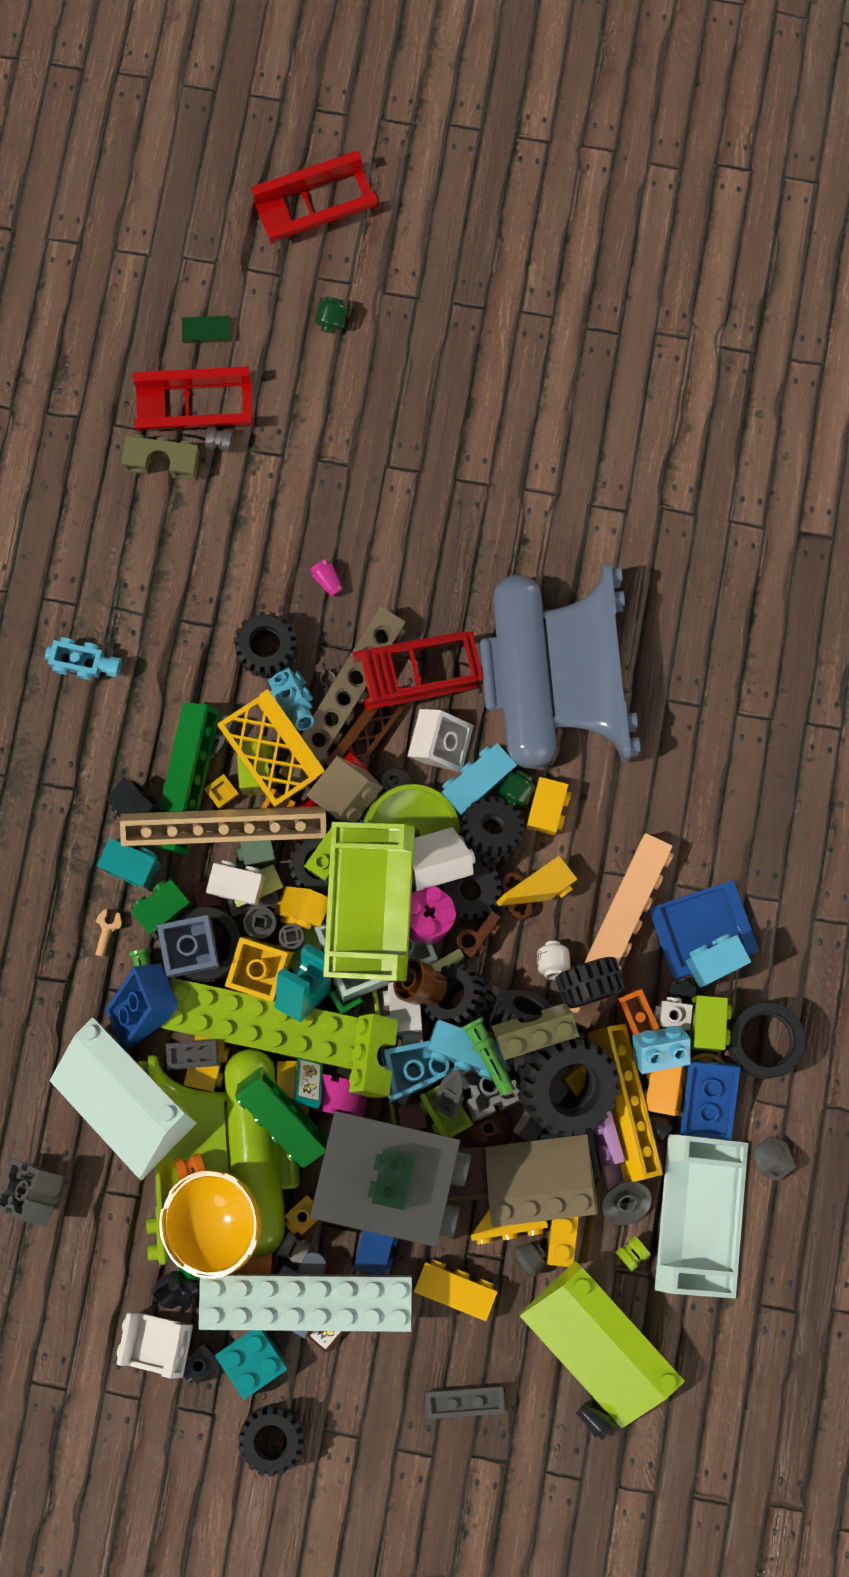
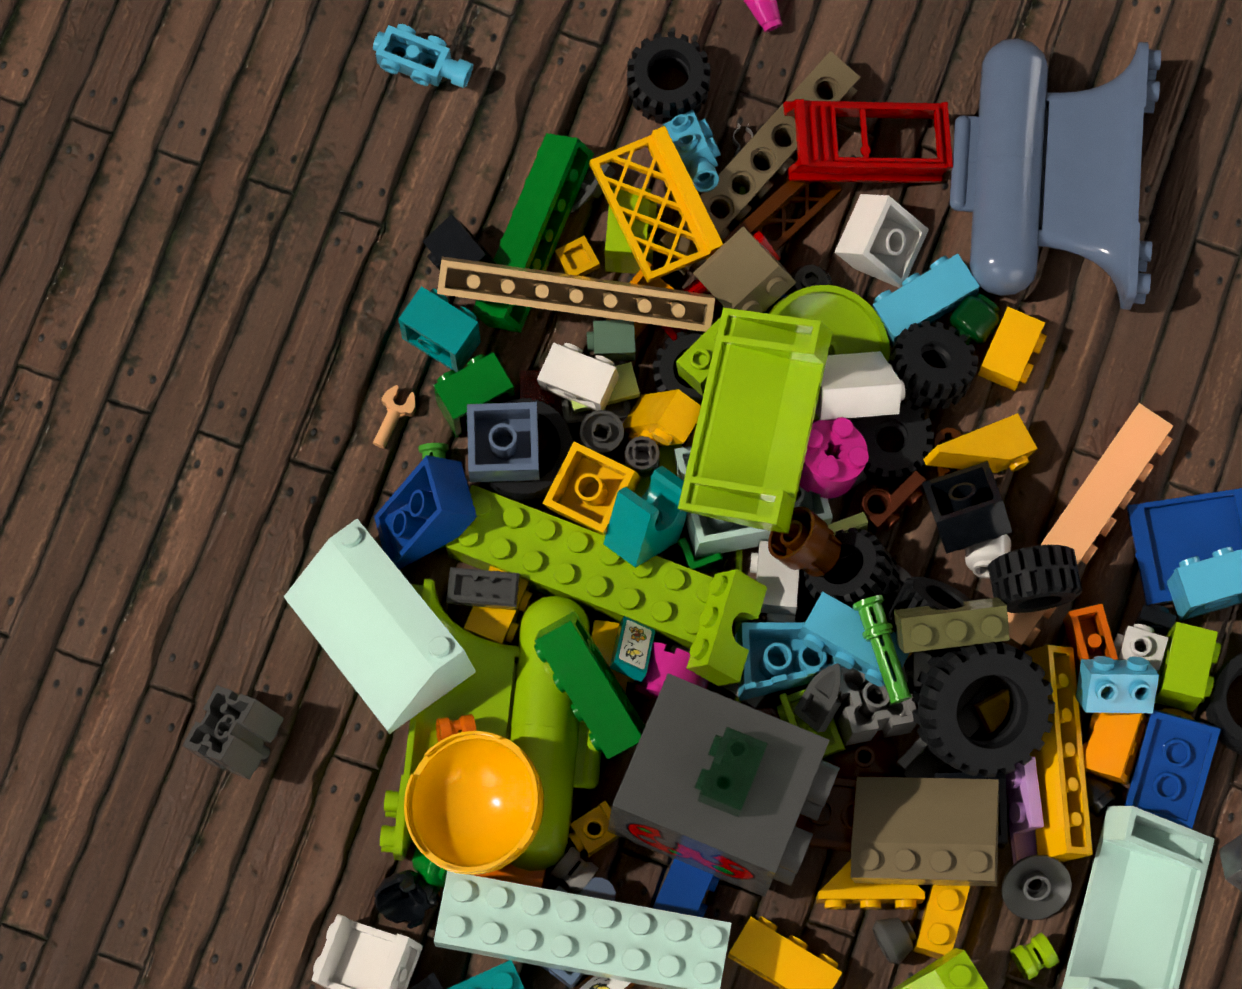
camera: 10 degrees right, 5 degrees down
(533, 934) = (967, 507): none -> black brick

